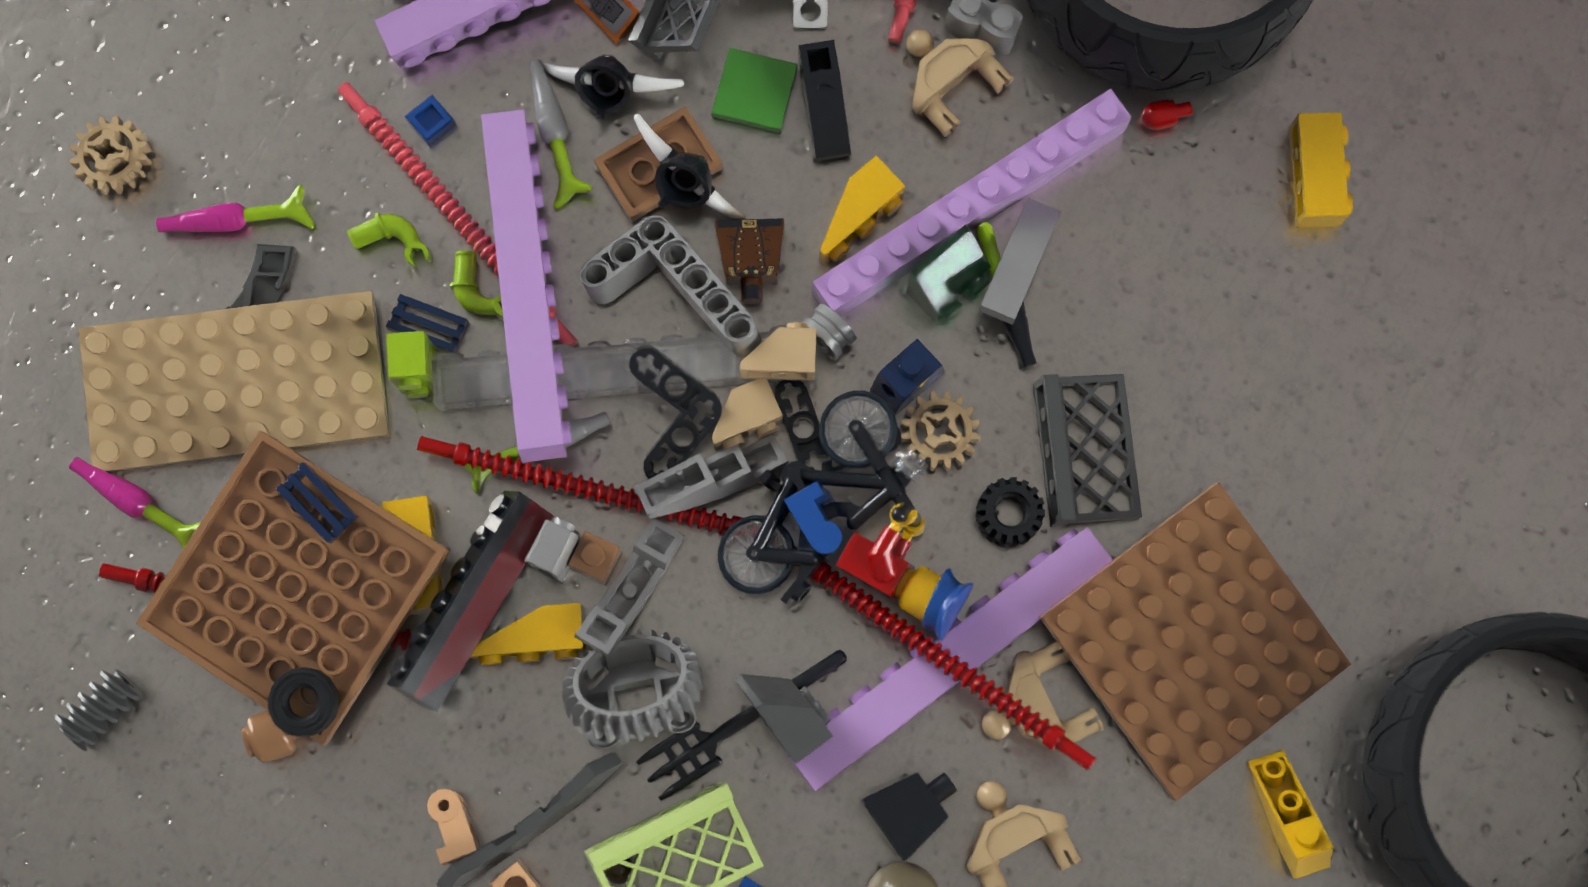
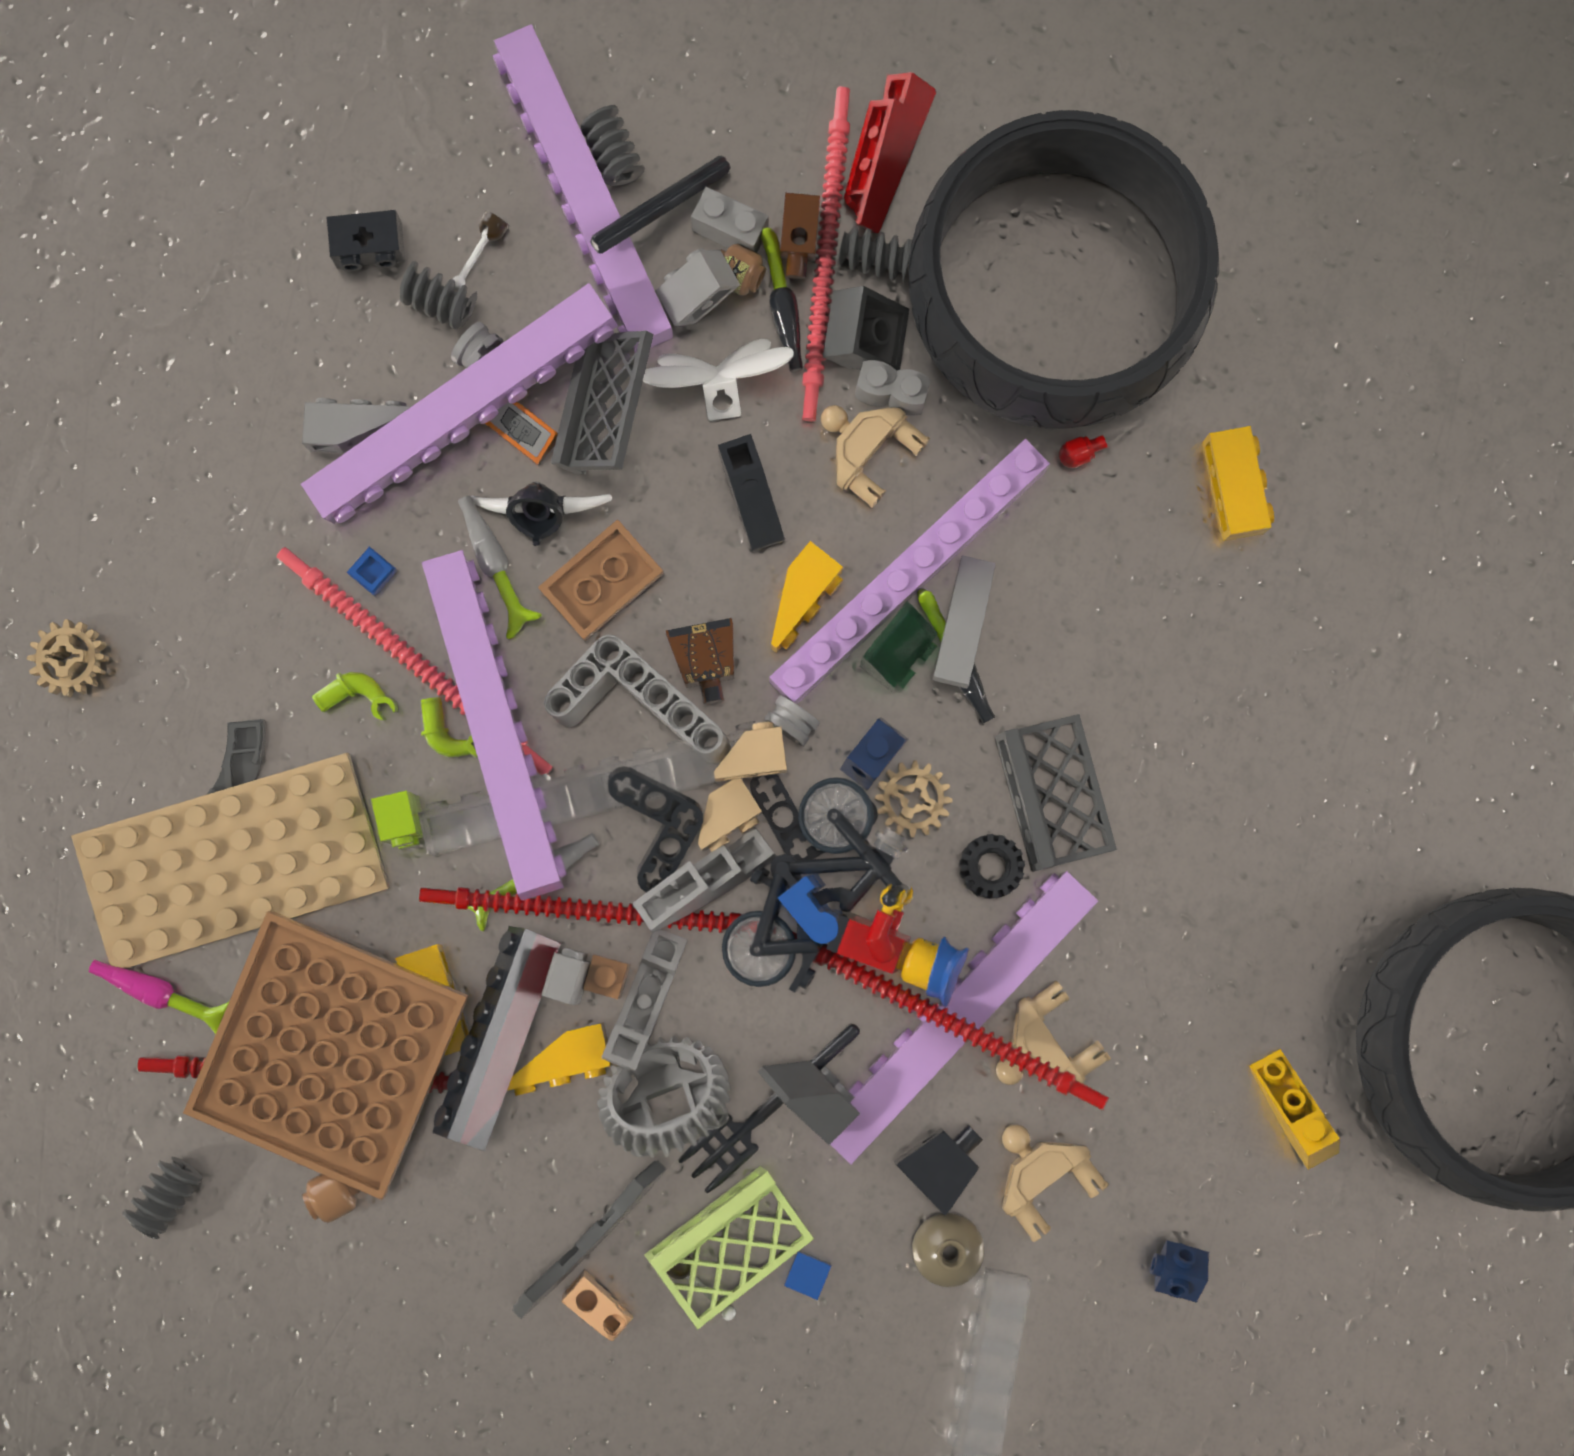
camera: 10 degrees left, 5 degrees up
(235, 216) = (200, 698): dark pink piece -> none
(280, 696) = (334, 1163): black tyre -> none
(294, 480) = (324, 983): dark blue tile -> none
(400, 313) = (376, 767): dark blue tile -> none
(455, 825) = (519, 1249): light nougat leg -> none
(683, 177) = (628, 593): black helmet -> none
(754, 90) = (681, 490): bright green tile -> none
(1195, 641) = (1184, 961): medium nougat plate -> none

